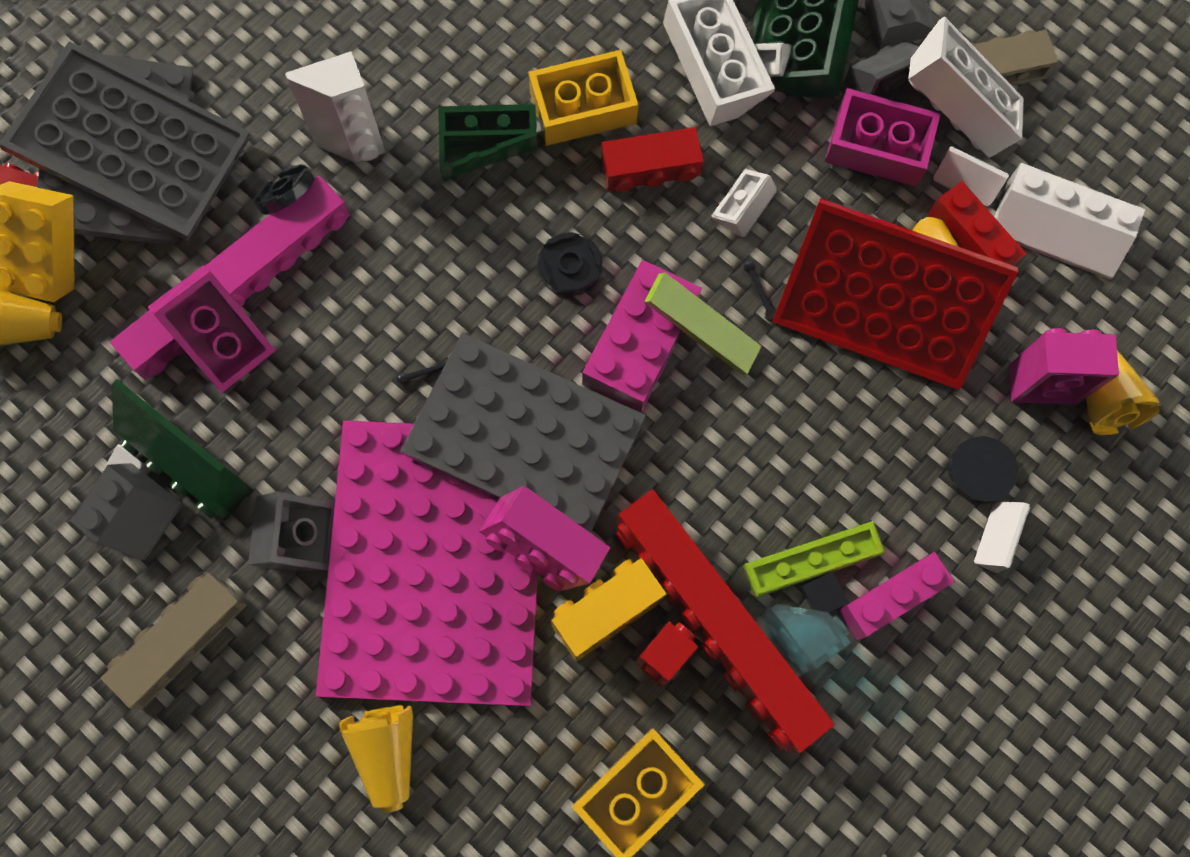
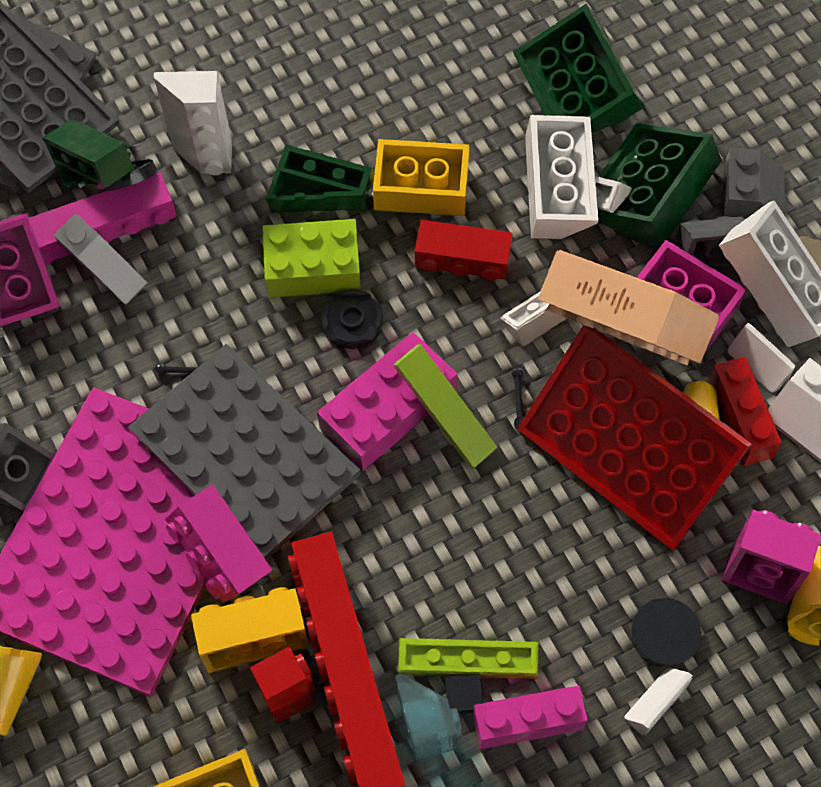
camera: 25 degrees right, 10 degrees down
(240, 183) = (87, 156): none -> dark green wedge
(296, 287) = (99, 258): none -> light grey slope
(508, 215) = (311, 258): none -> lime brick
(803, 170) = (656, 322): none -> light nougat piece

